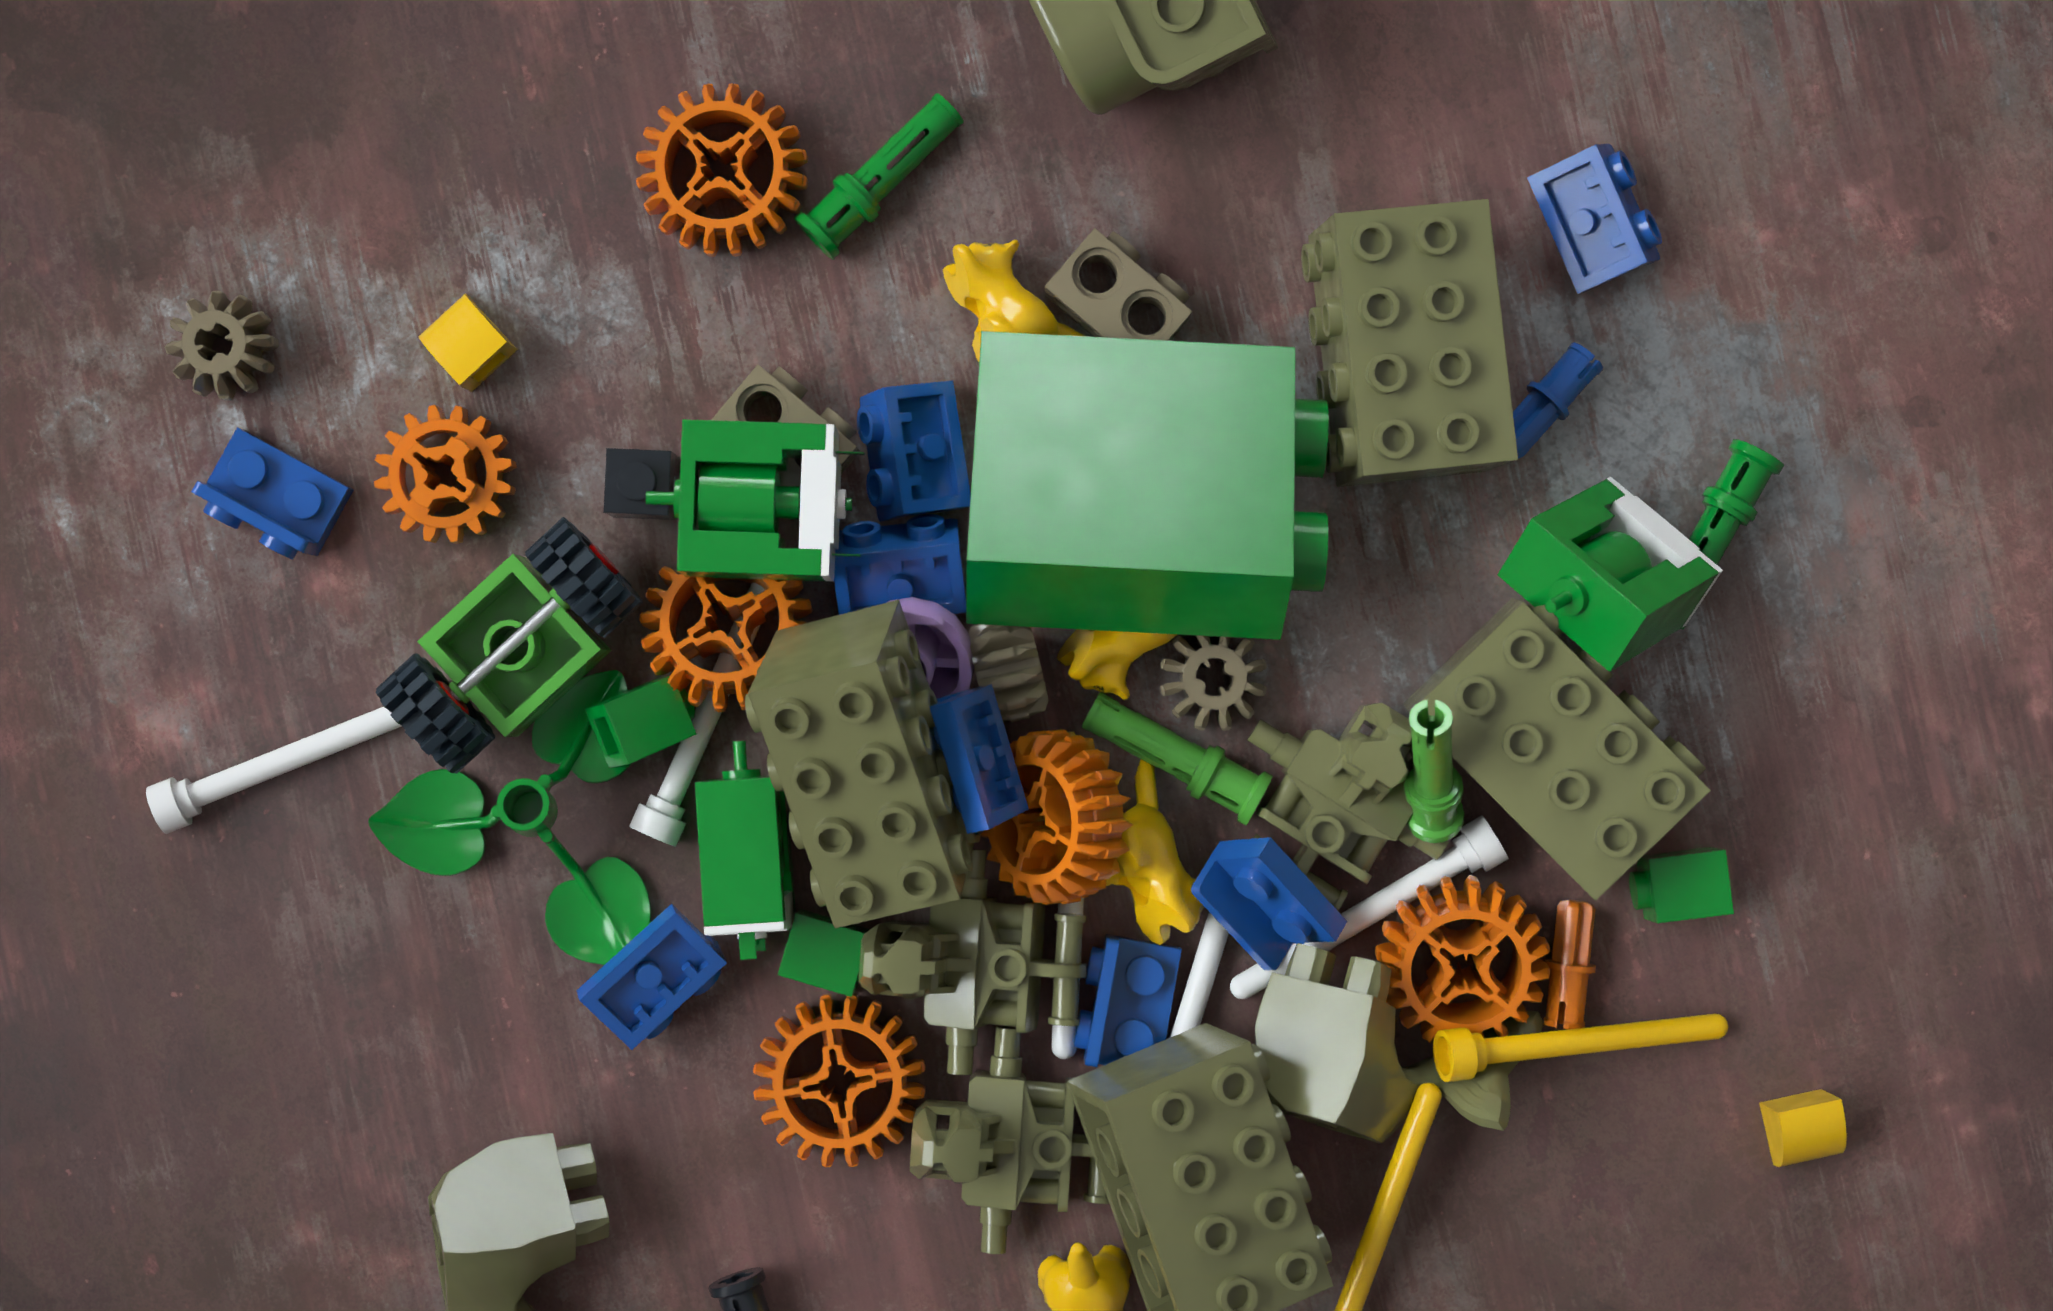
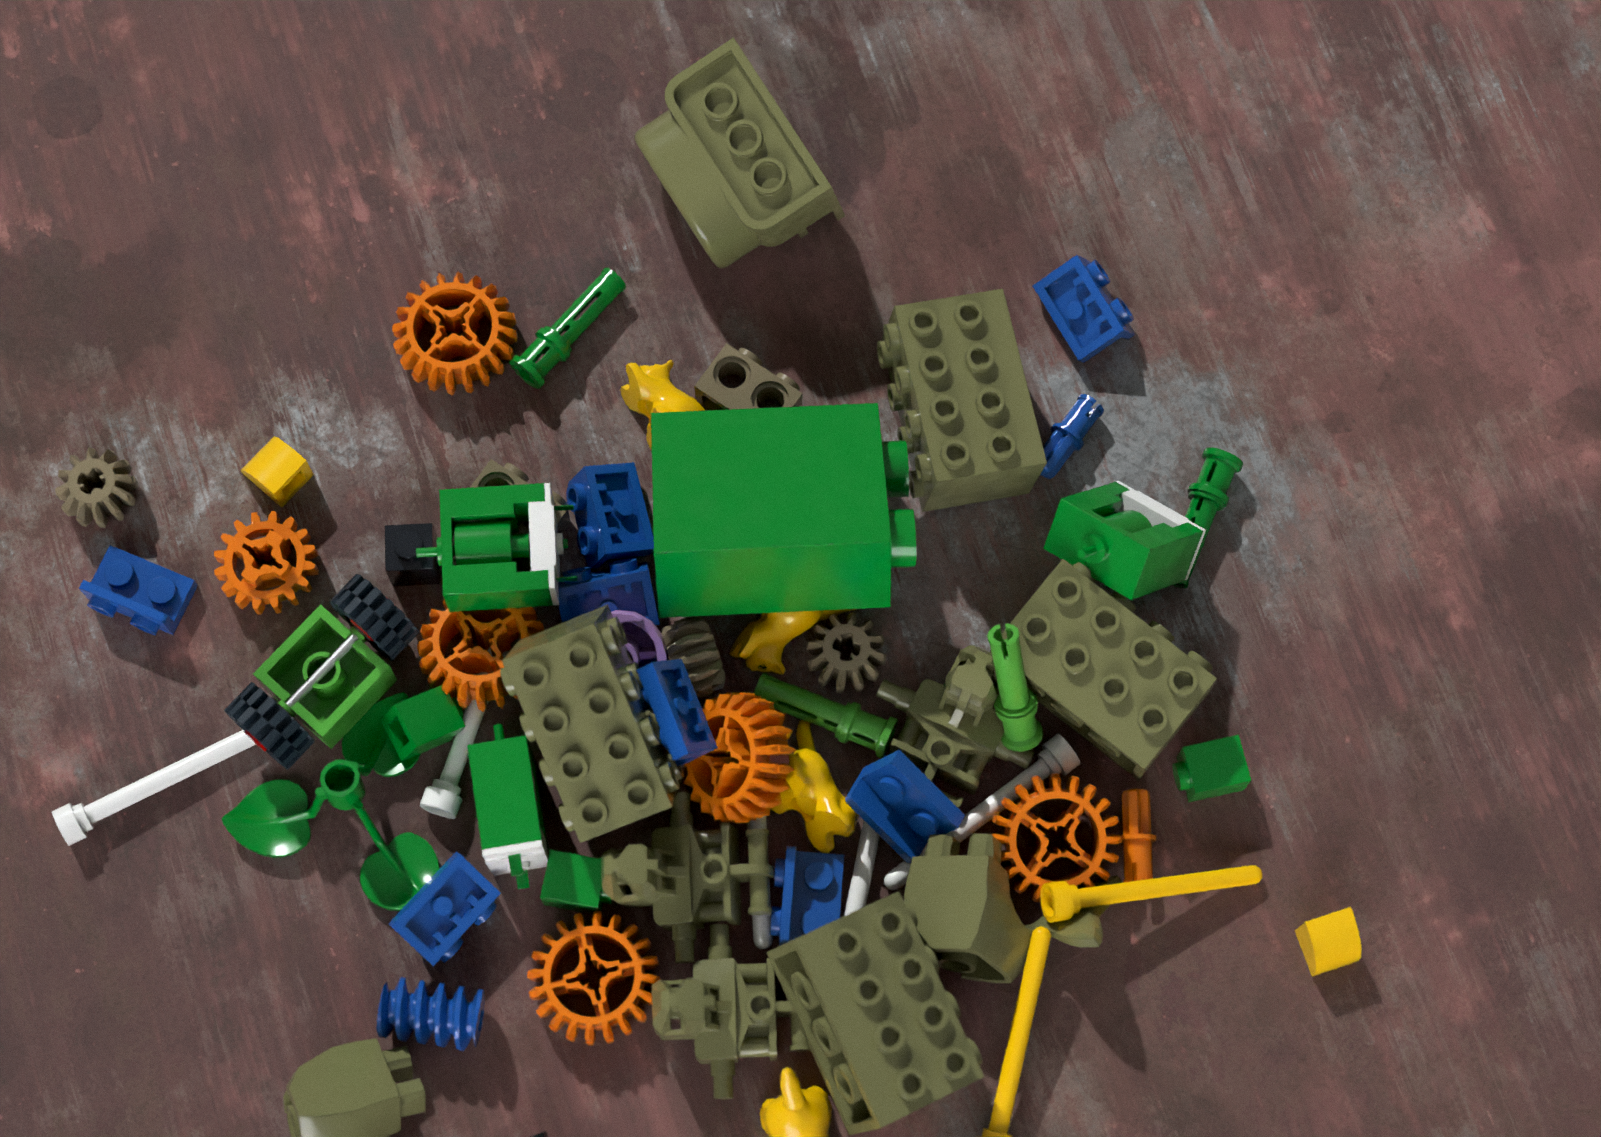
camera: 15 degrees left, 15 degrees down
(625, 1107) = (430, 1014): none -> blue piece

